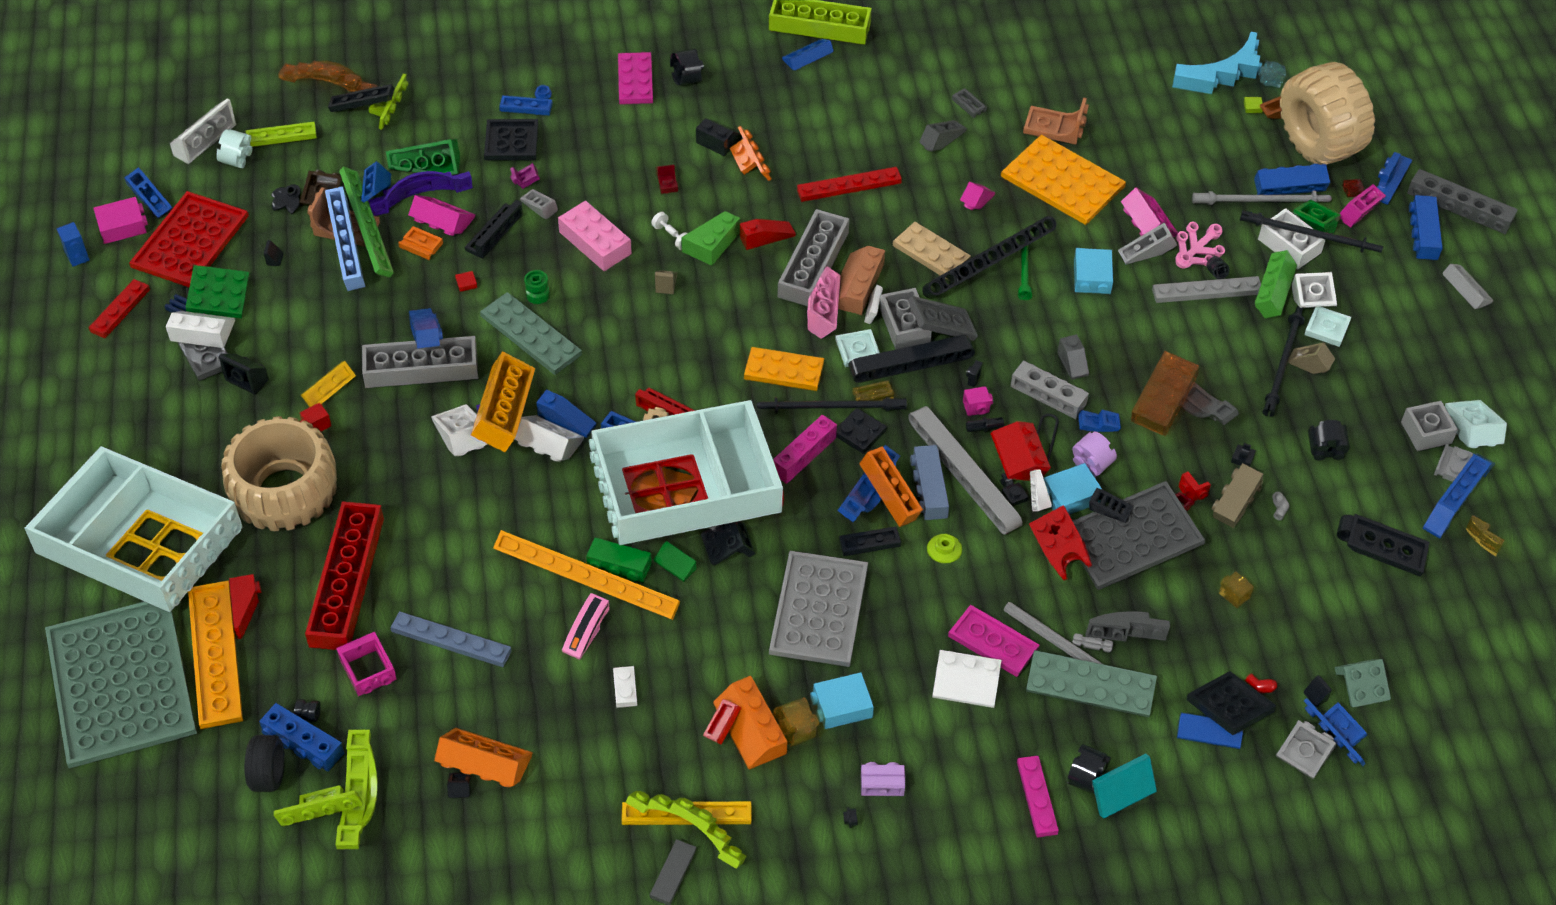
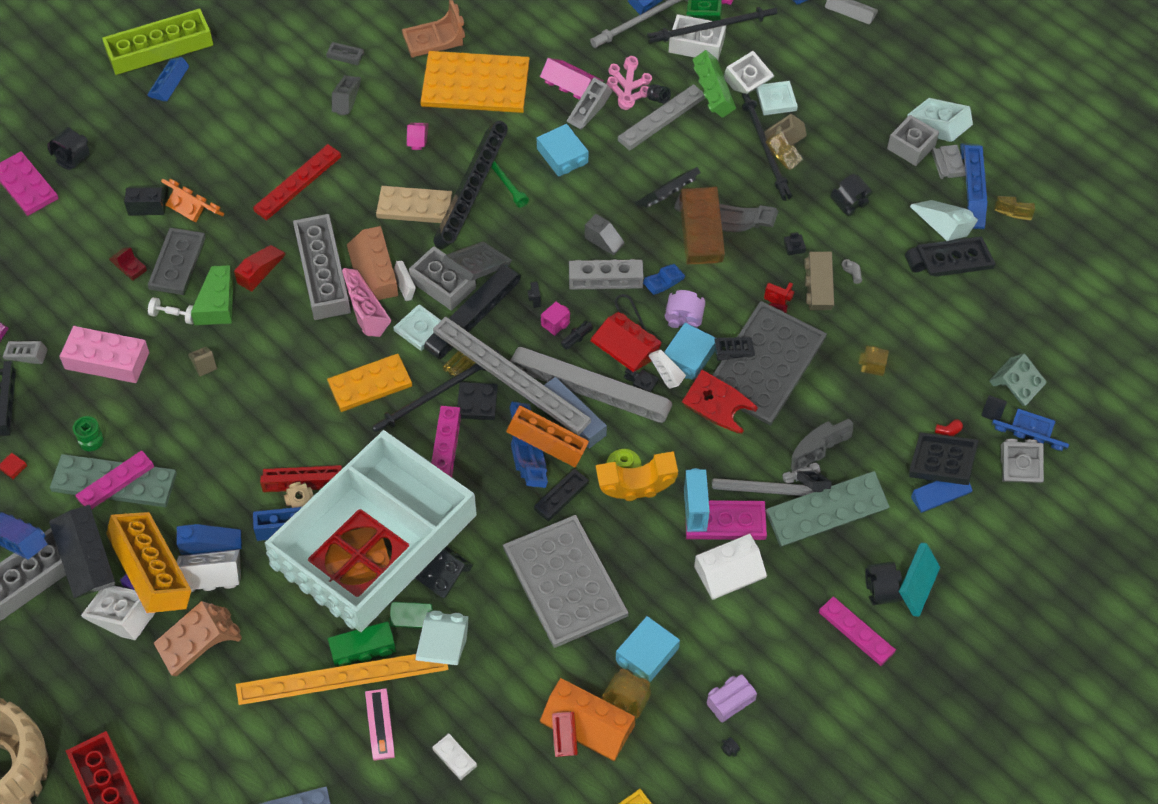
camera: 35 degrees left, 5 degrees up
(462, 366) = (82, 551): none -> black slope
(502, 474) = (194, 635): none -> nougat bracket
(528, 331) = (115, 480): none -> dark pink plate
(682, 589) = (442, 638): none -> light aqua slope
(704, 195) = (176, 261): none -> dark grey plate
(899, 424) = (512, 376): none -> light grey plate
(937, 565) = (639, 481): none -> light orange brick
(973, 605) = (696, 500): none -> medium azure brick
(1094, 651) = (814, 480): none -> black plate
(1157, 346) = (668, 188): none -> black plate
(1296, 373) = (783, 151): none -> clear yellow slope
(1404, 508) = (946, 219): none -> light aqua slope

